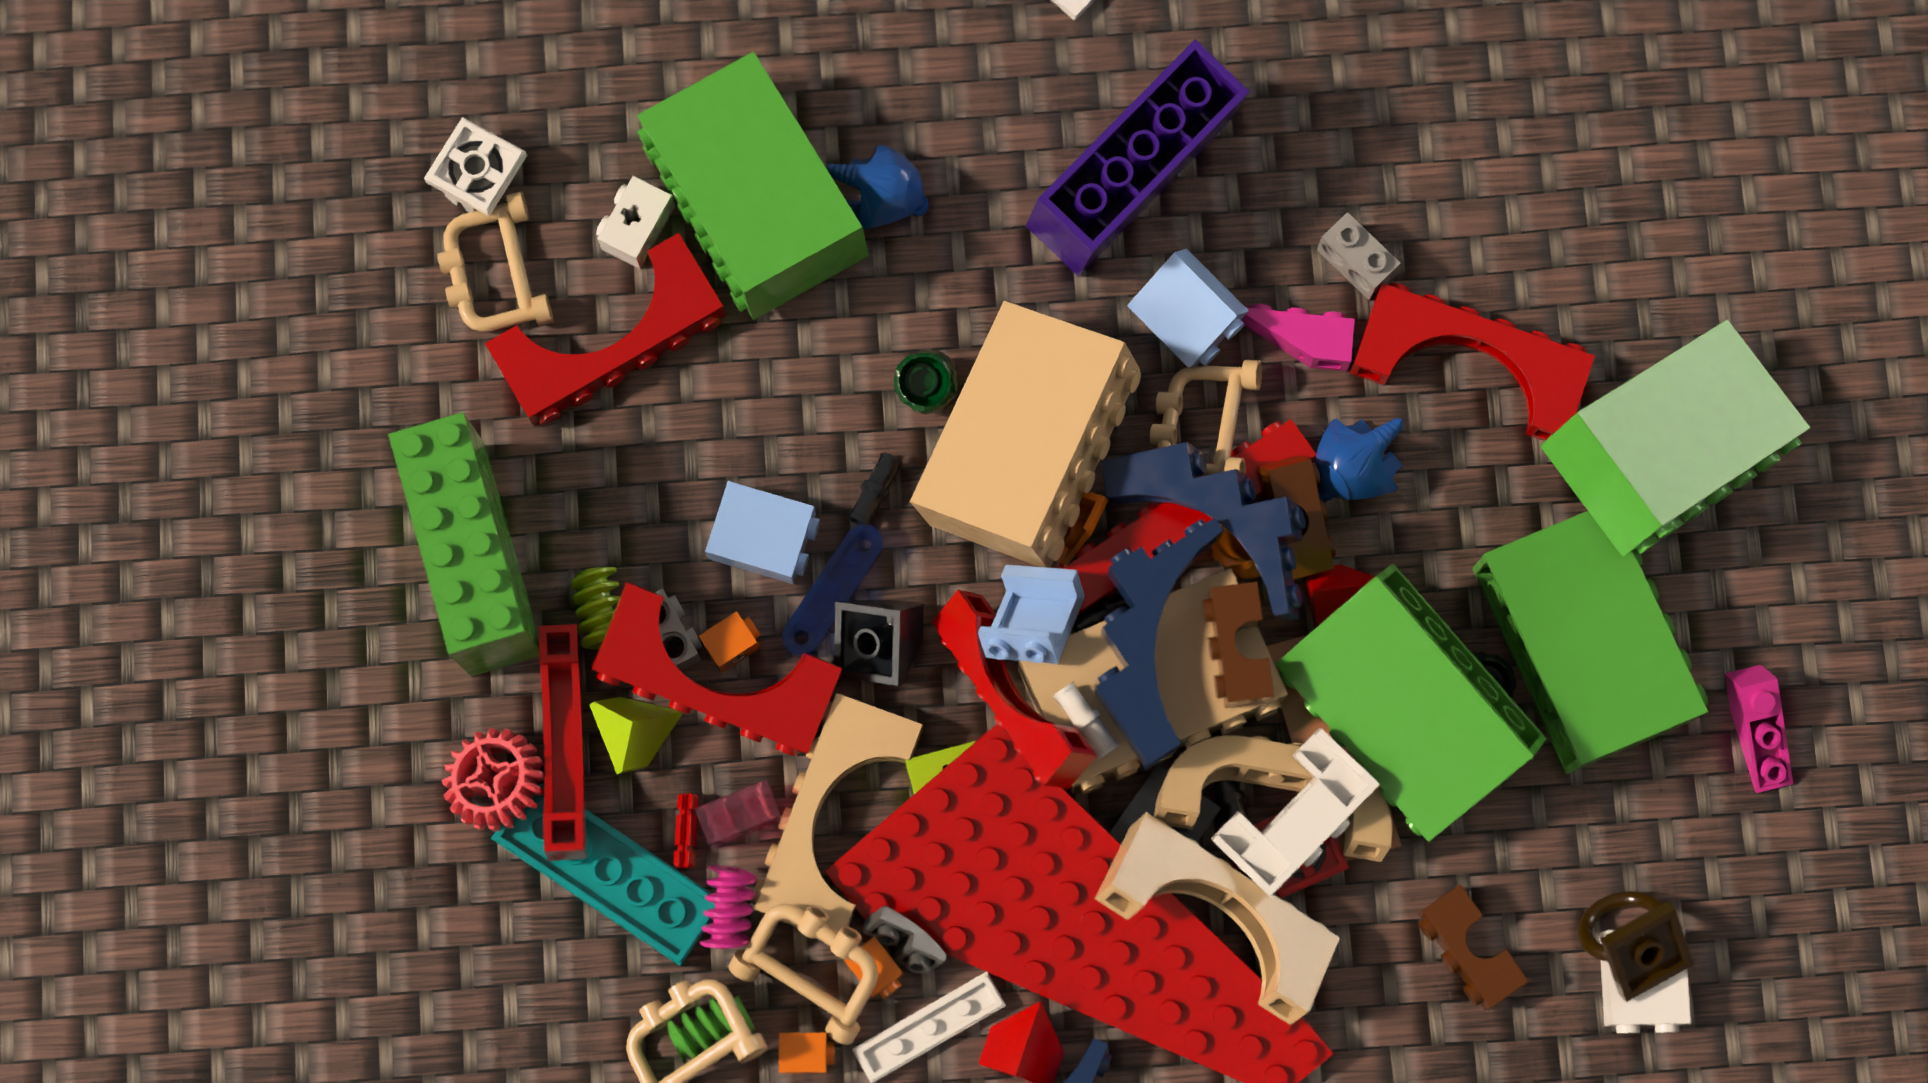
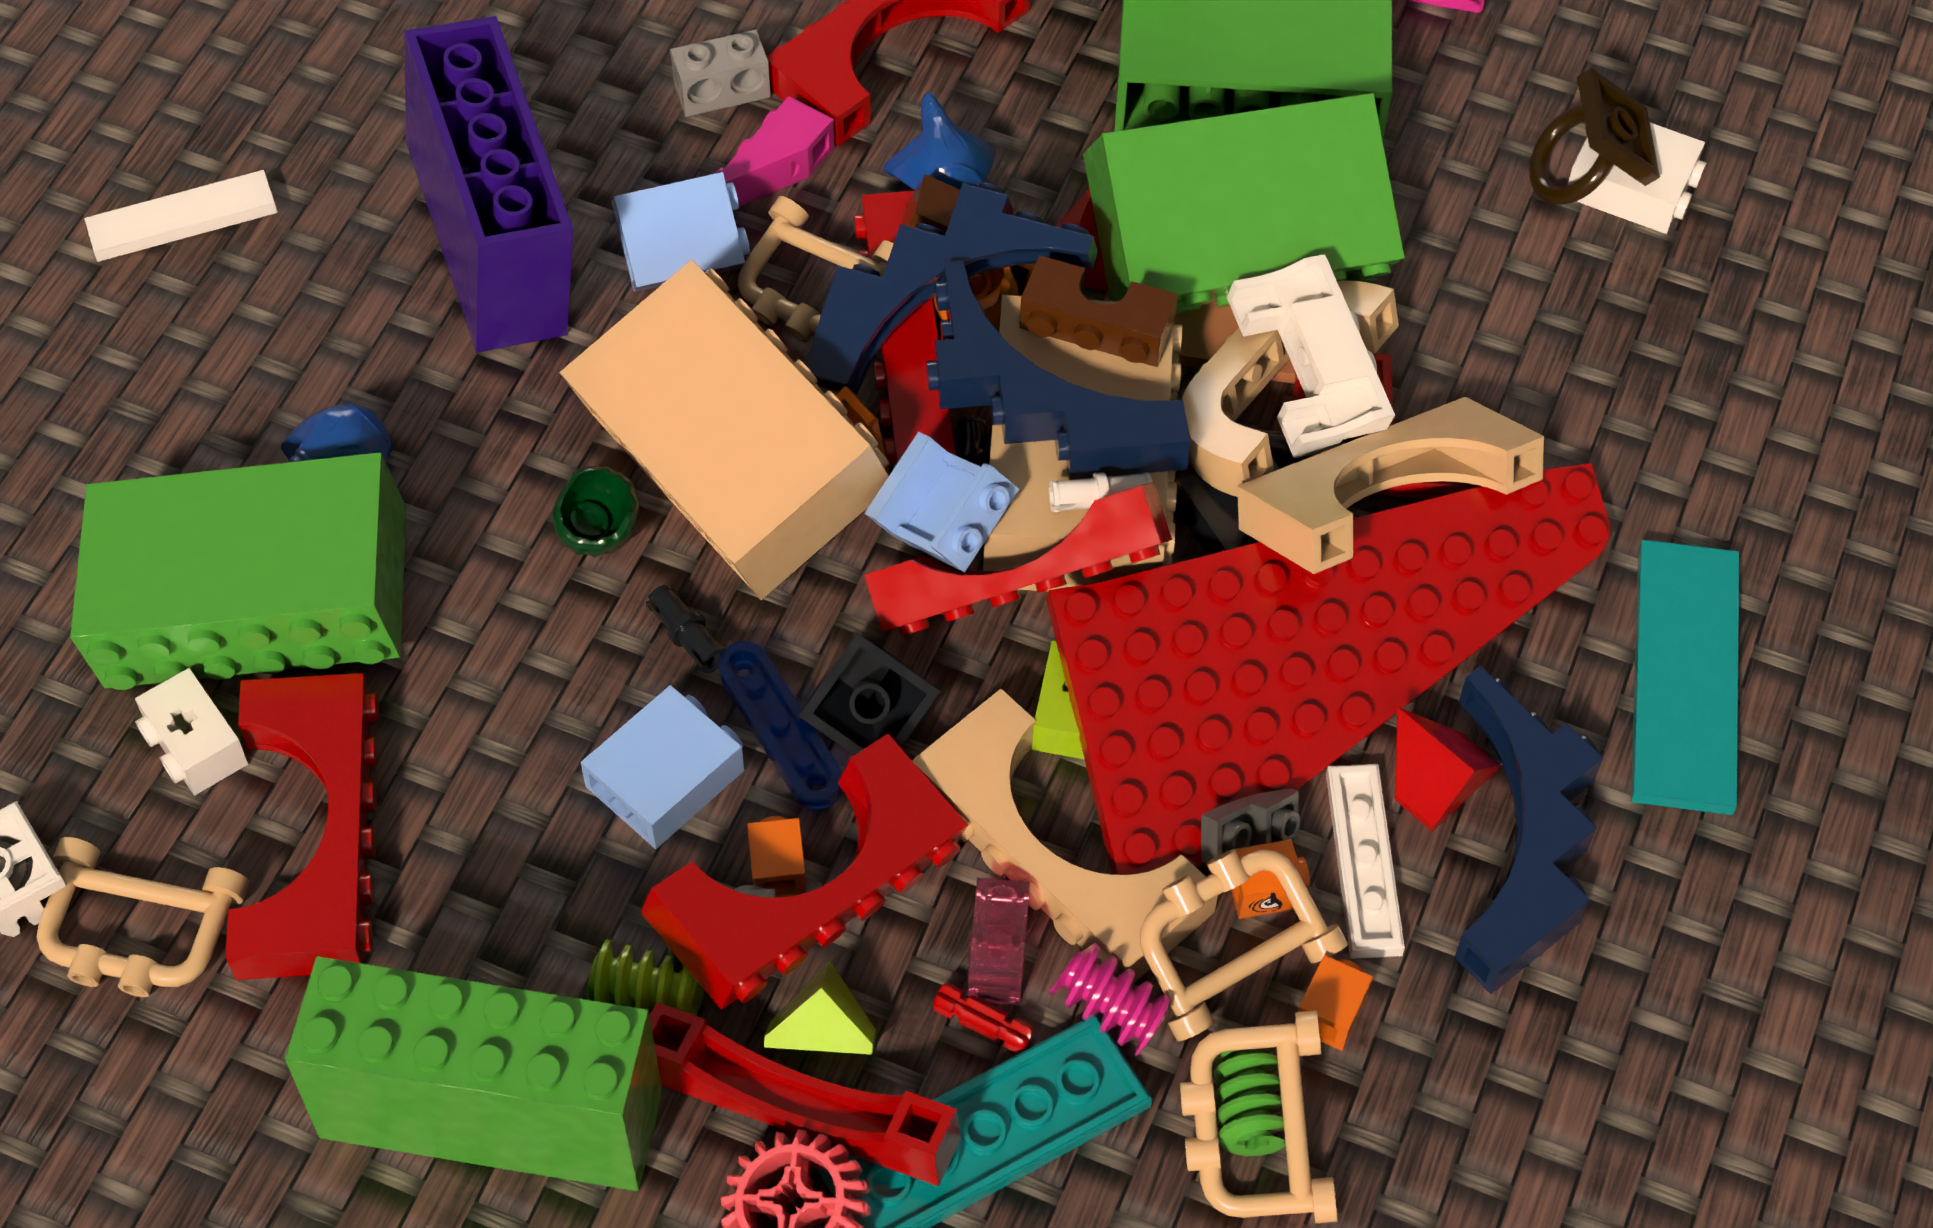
camera: 65 degrees left, 20 degrees down
(1448, 923) = (1496, 307): reddish brown arch -> none

